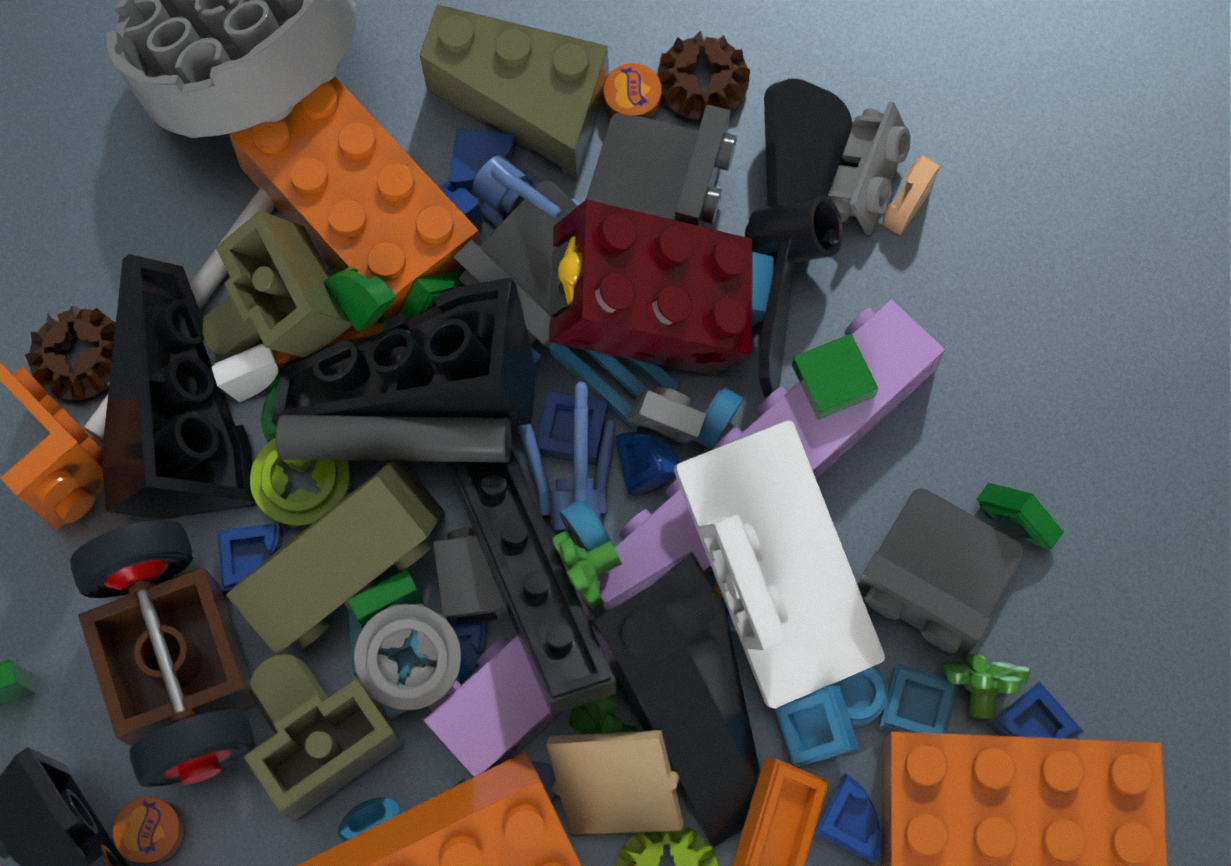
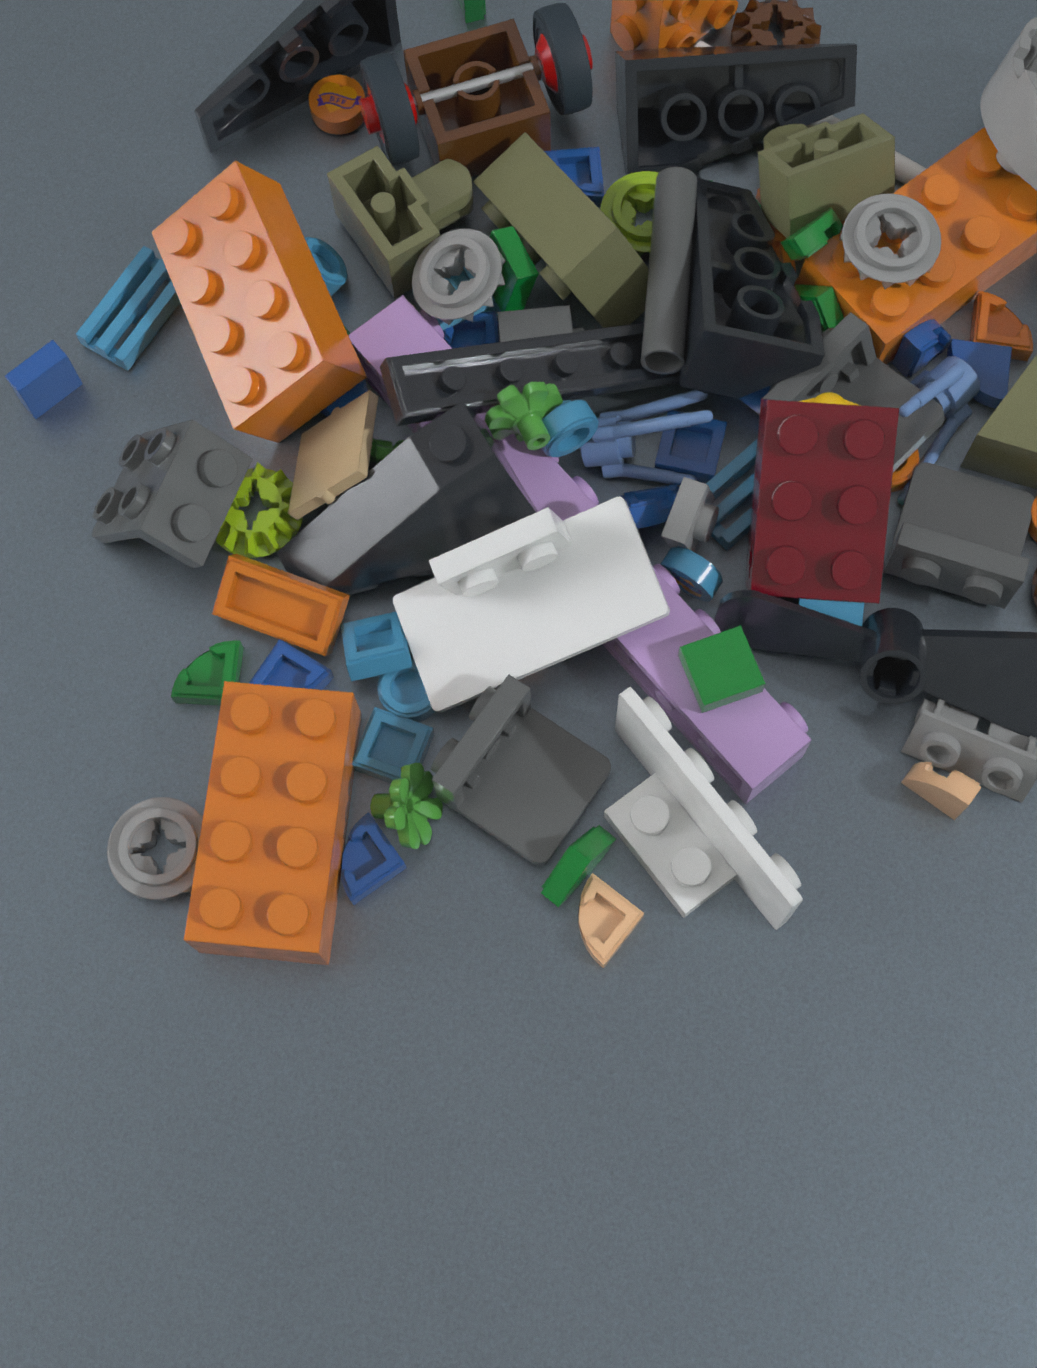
camera: 95 degrees right, 0 degrees up
(246, 372) = (743, 155): white tile -> none
(388, 193) = (898, 218): none -> light grey gear
(433, 141) = (1000, 326): none -> orange tile
(981, 418) = (685, 828): none -> white bracket
(1070, 489) = (605, 919): none -> light nougat tile

